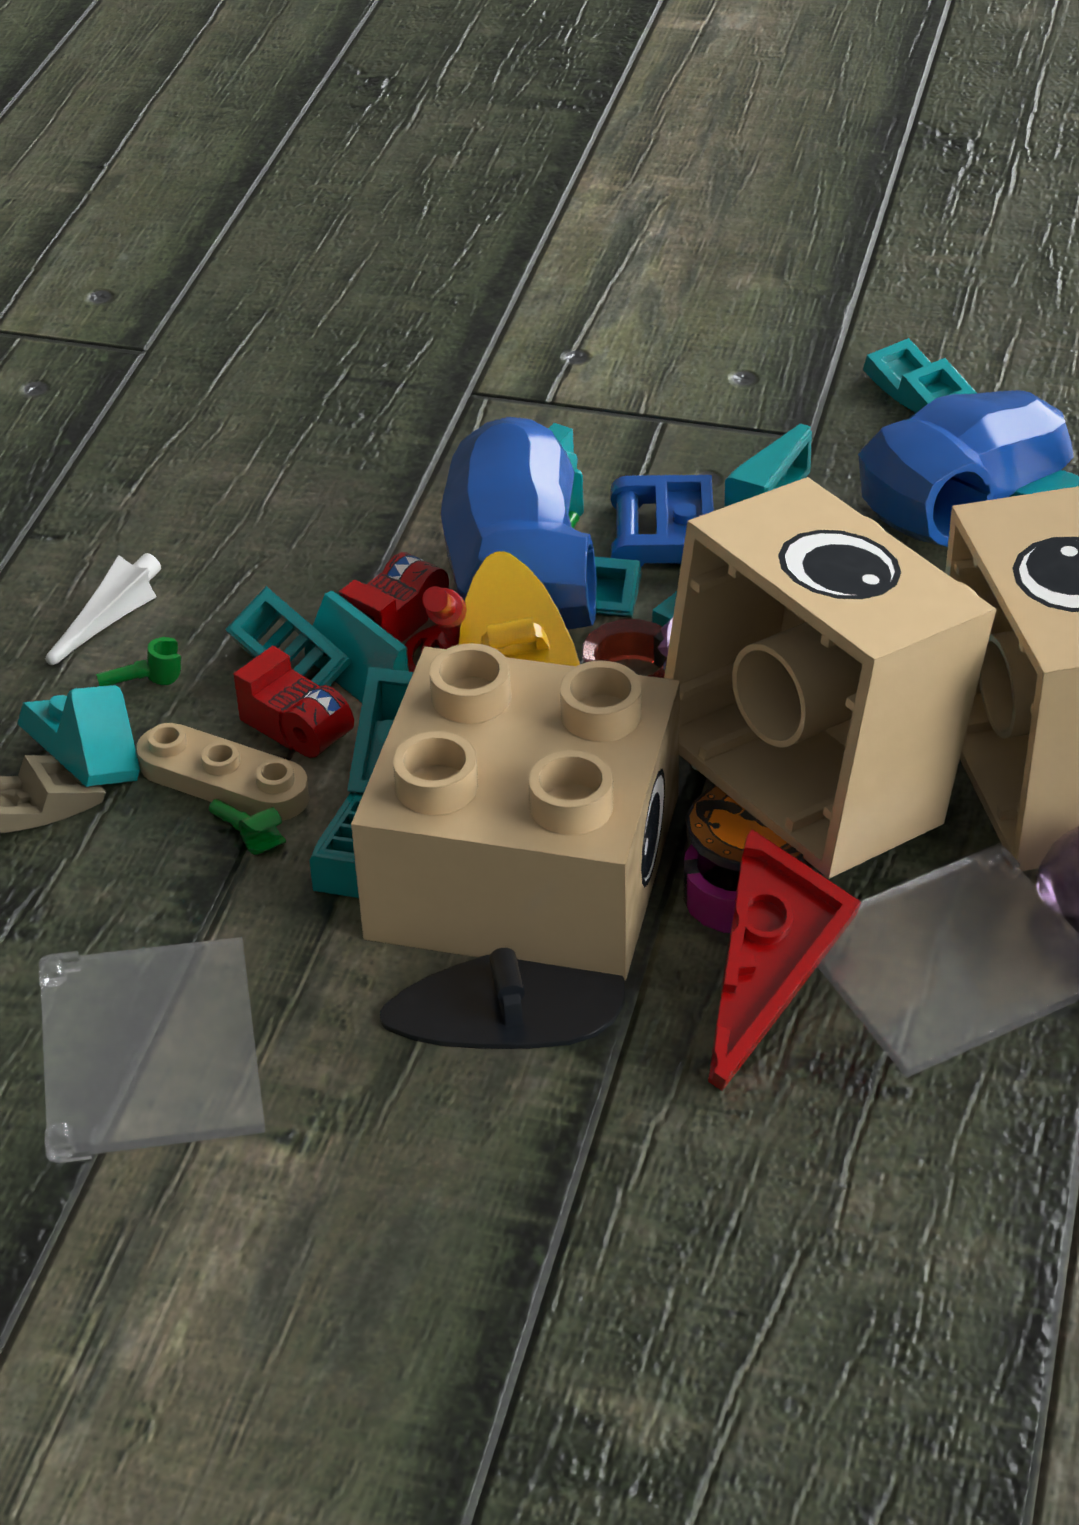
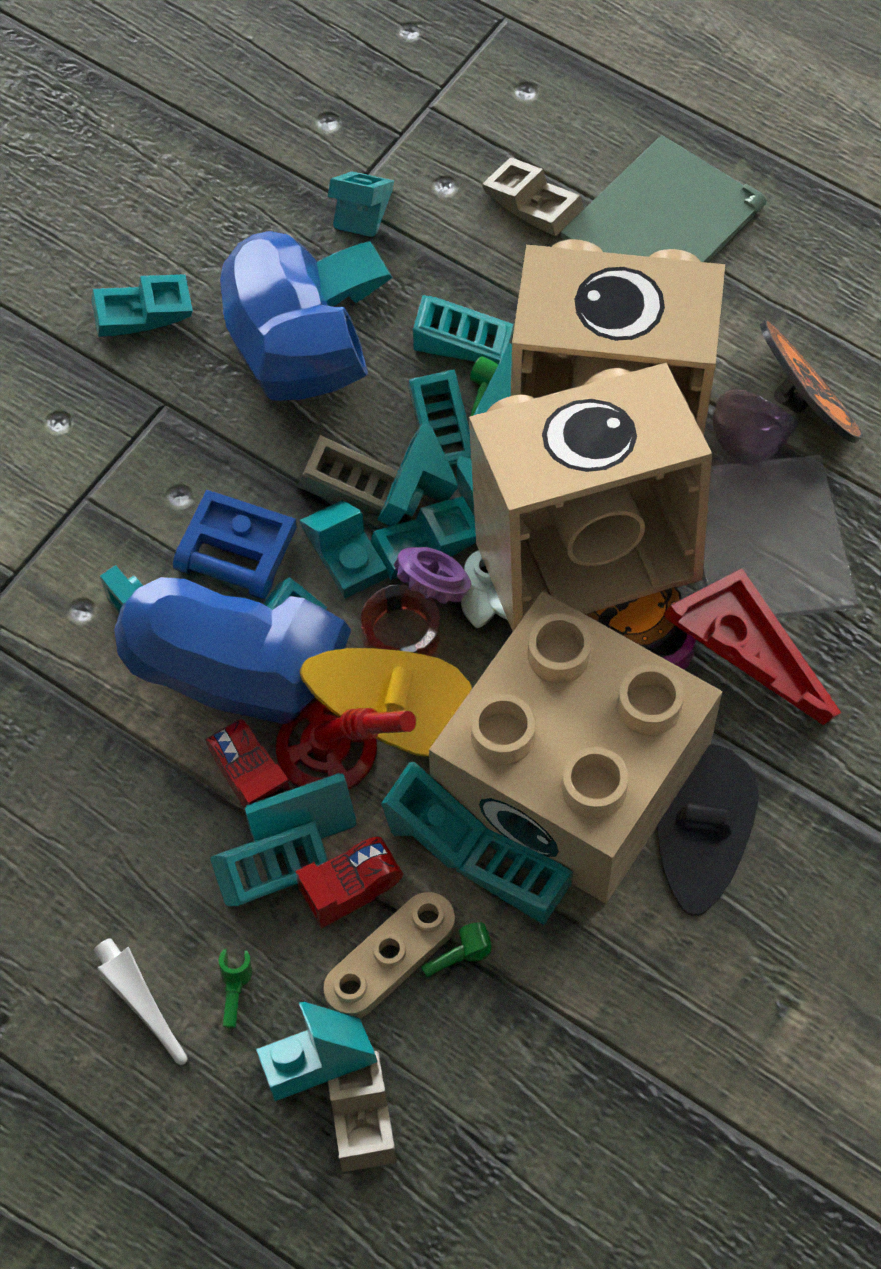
camera: 70 degrees left, 20 degrees up
(147, 1048) = (668, 1082): clear piece -> none
(774, 466) = (234, 456): teal slope -> none

